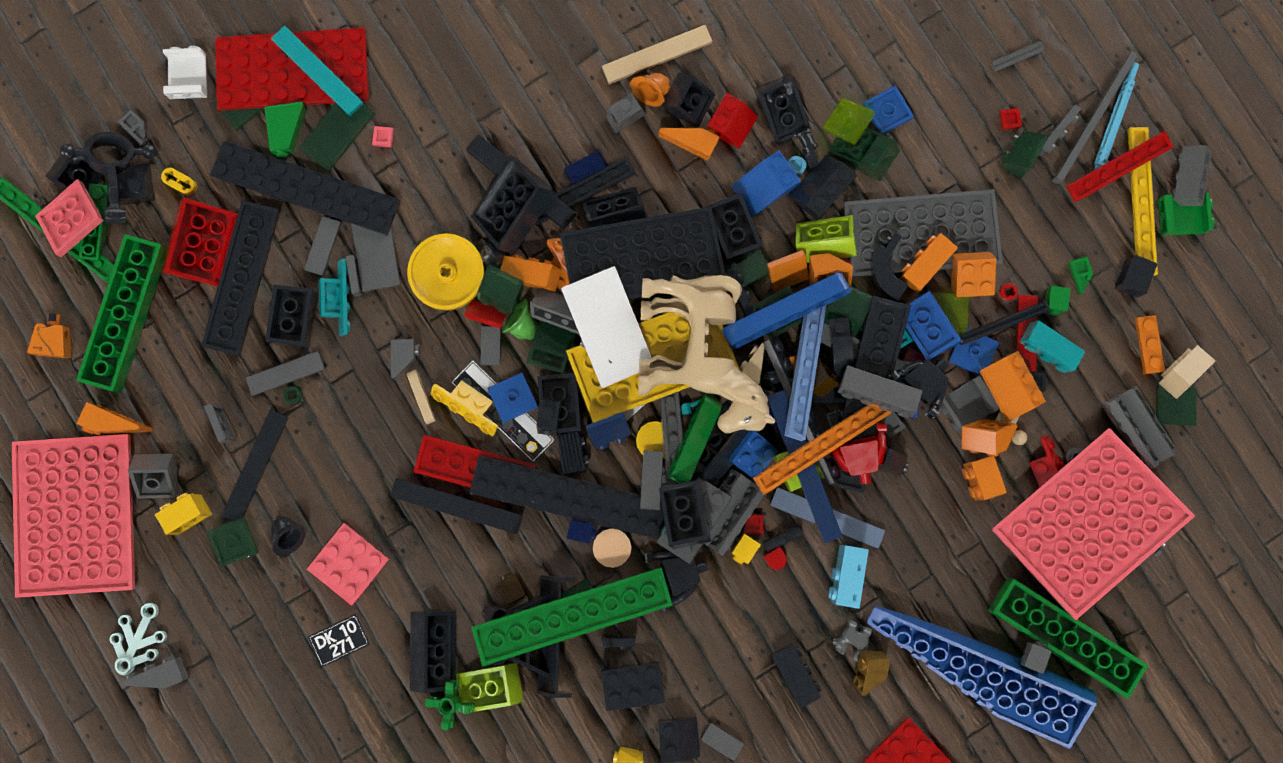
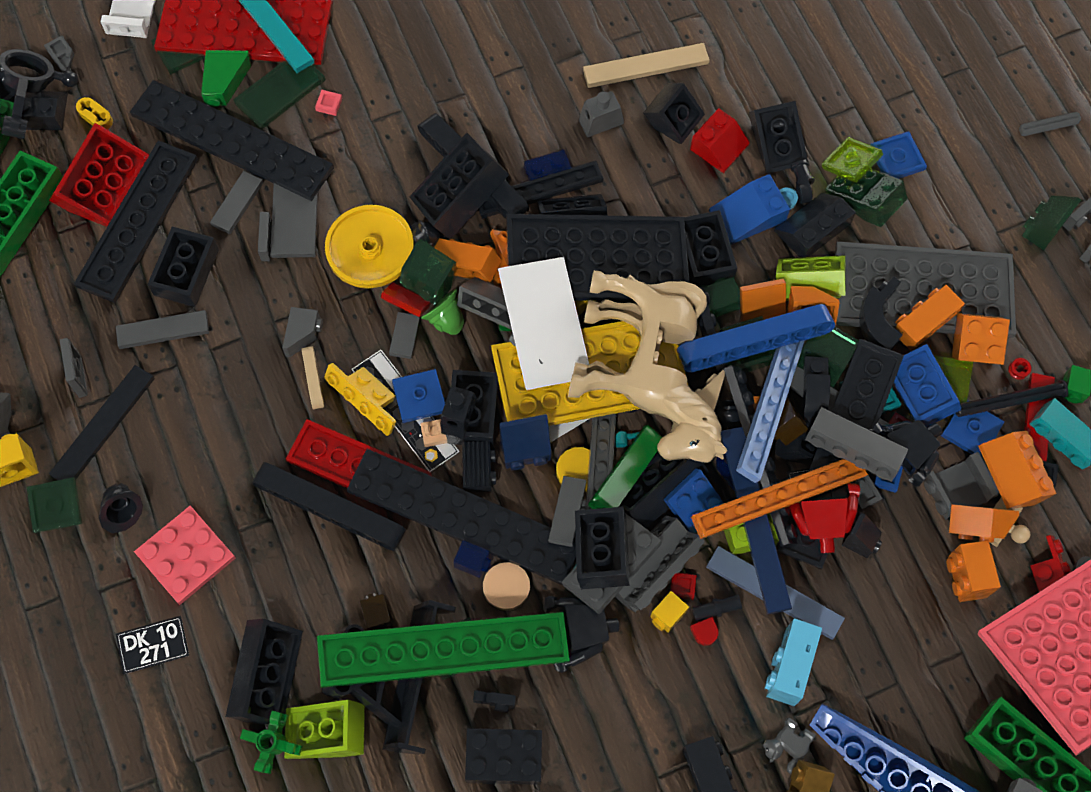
camera: 10 degrees right, 15 degrees down
(292, 389) = (162, 359): clear green bush -> none
(334, 298) = (236, 256): teal bracket -> none
(528, 428) = (432, 433): none -> light nougat tile
(550, 348) = (471, 344): clear green slope -> none
(650, 88) = (633, 94): orange piece -> none
(695, 140) = (674, 154): orange slope -> none
(1010, 119) = (1036, 186): red tile -> none

